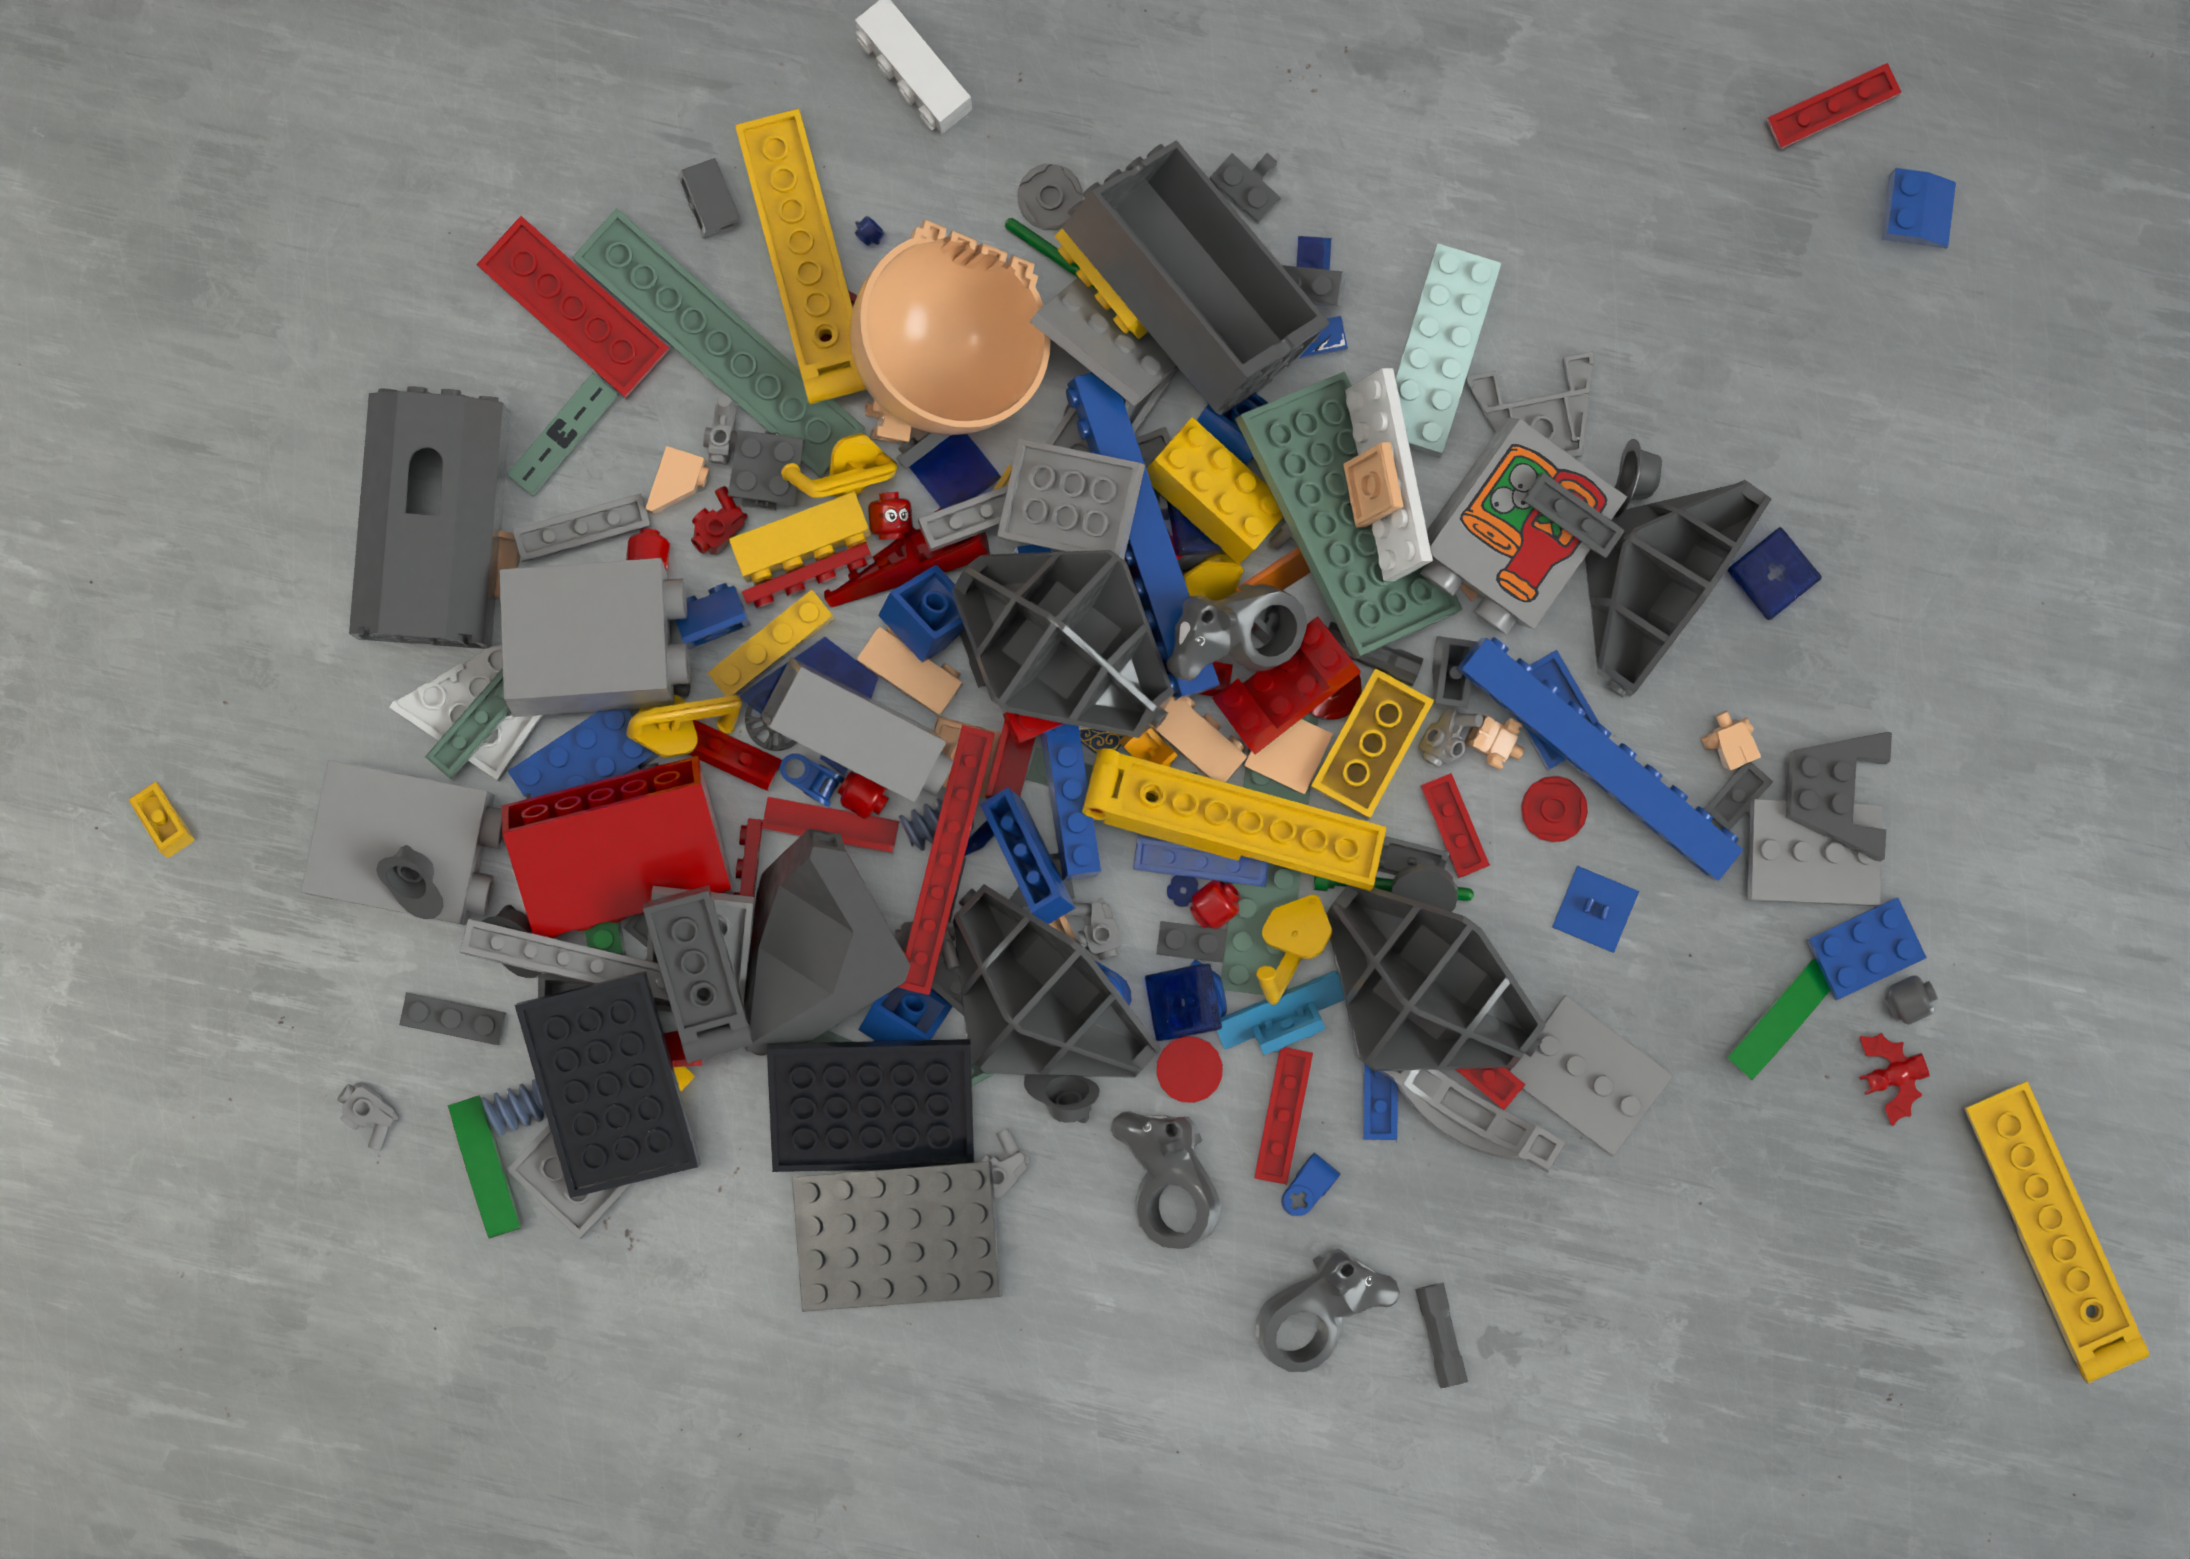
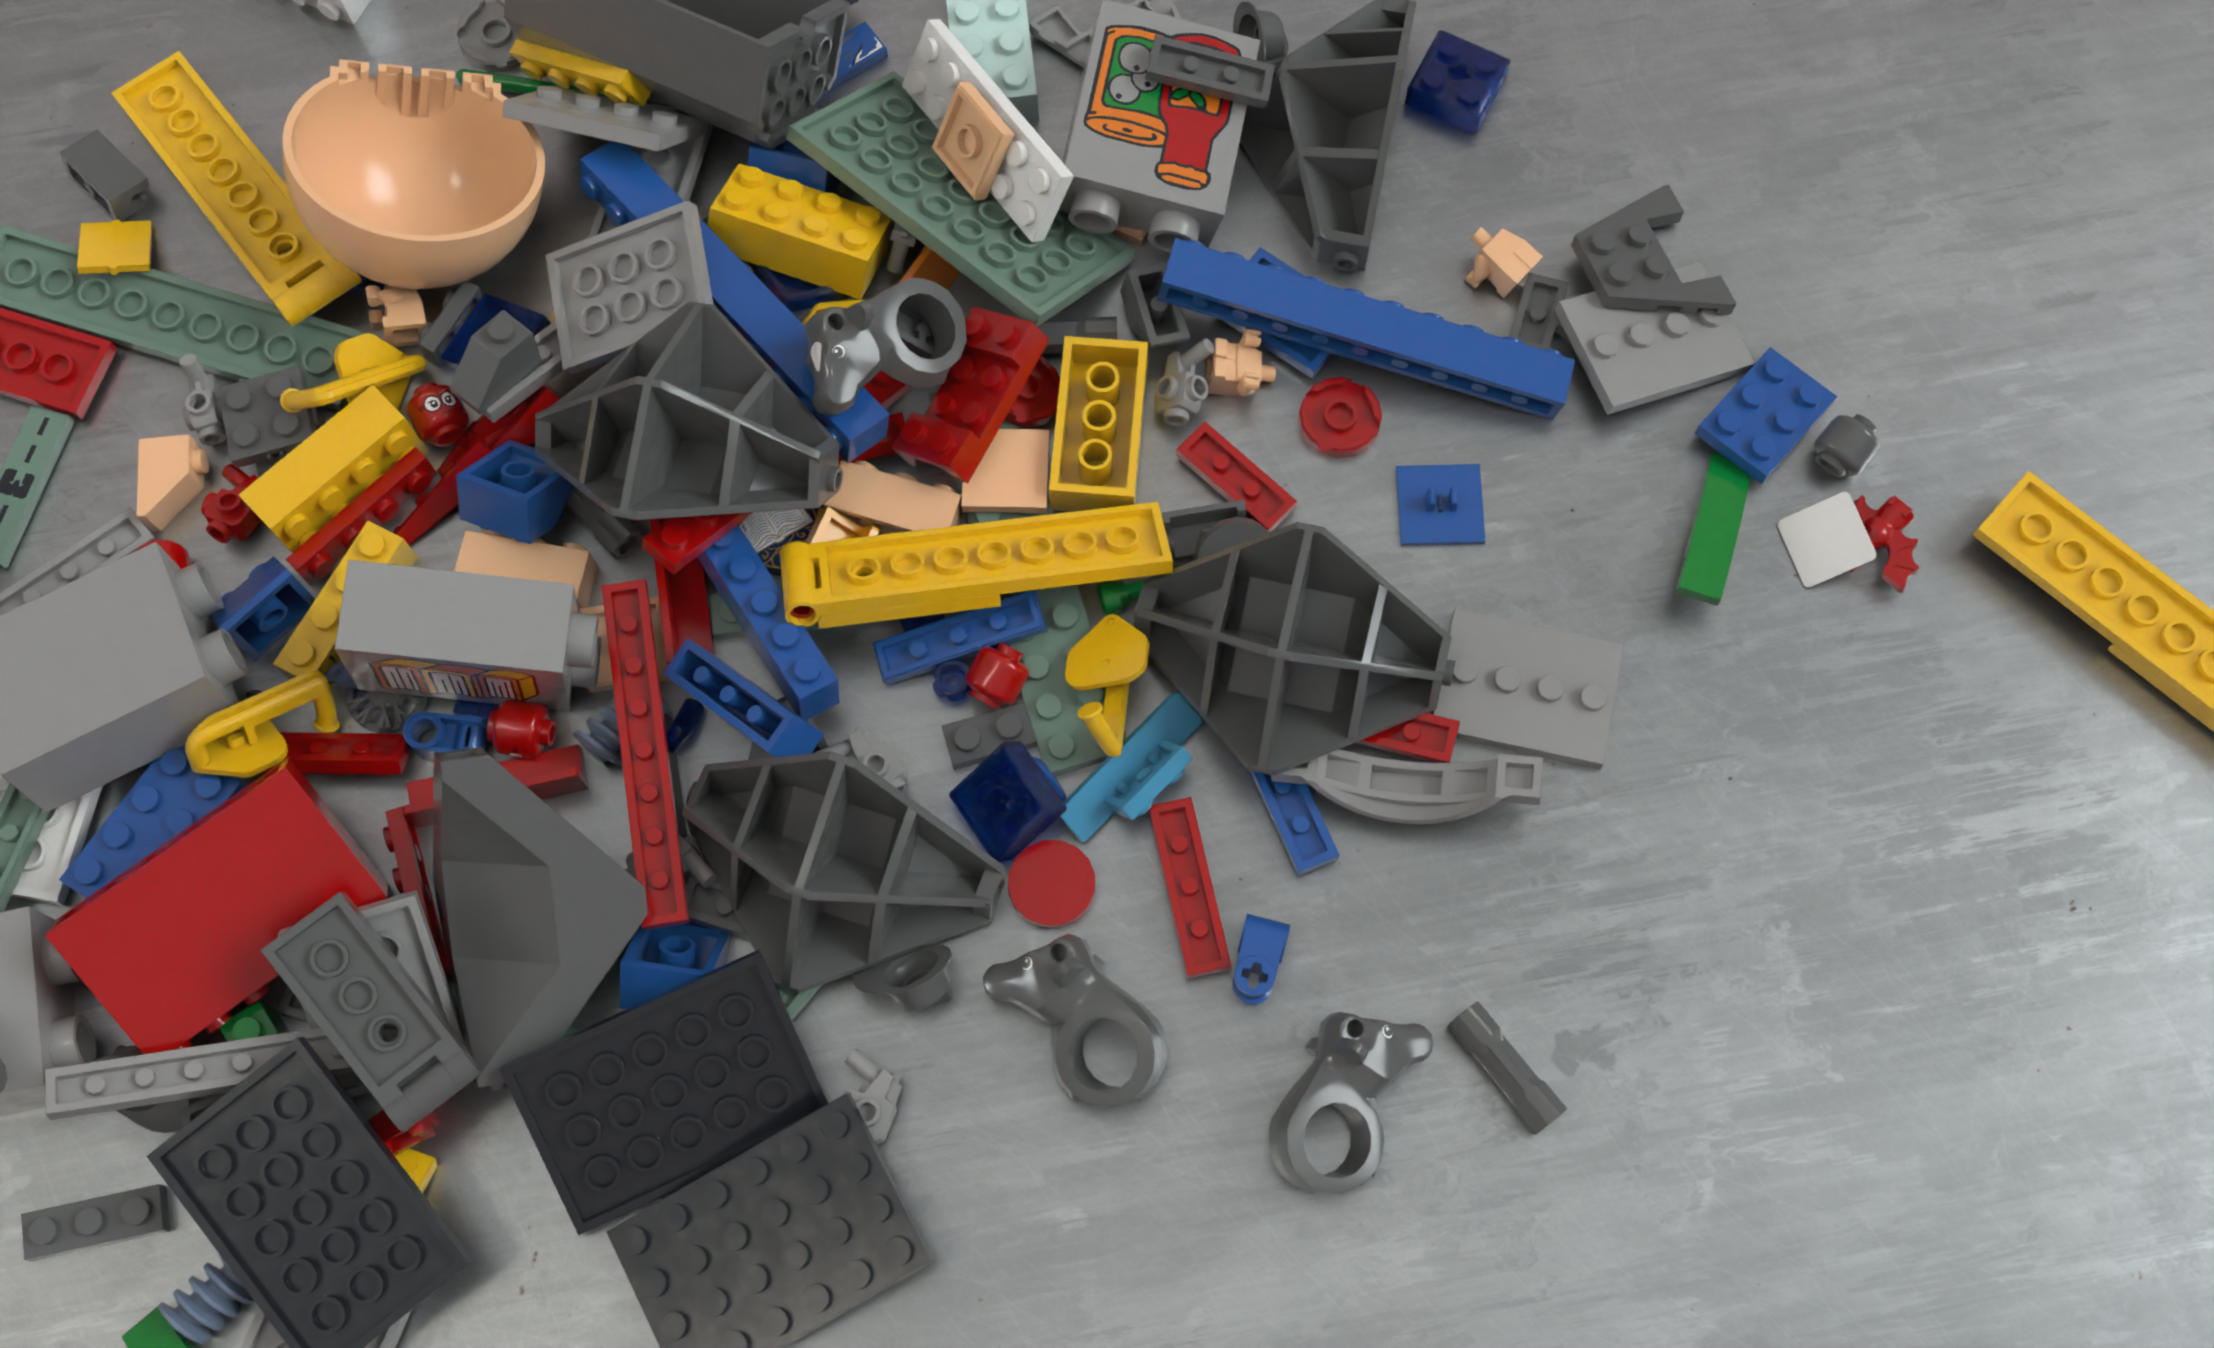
camera: 20 degrees left, 15 degrees down
(696, 265) = (114, 247): none -> yellow piece
(948, 513) = (495, 362): none -> dark grey slope
(1859, 1063) = (1826, 539): none -> white sticker

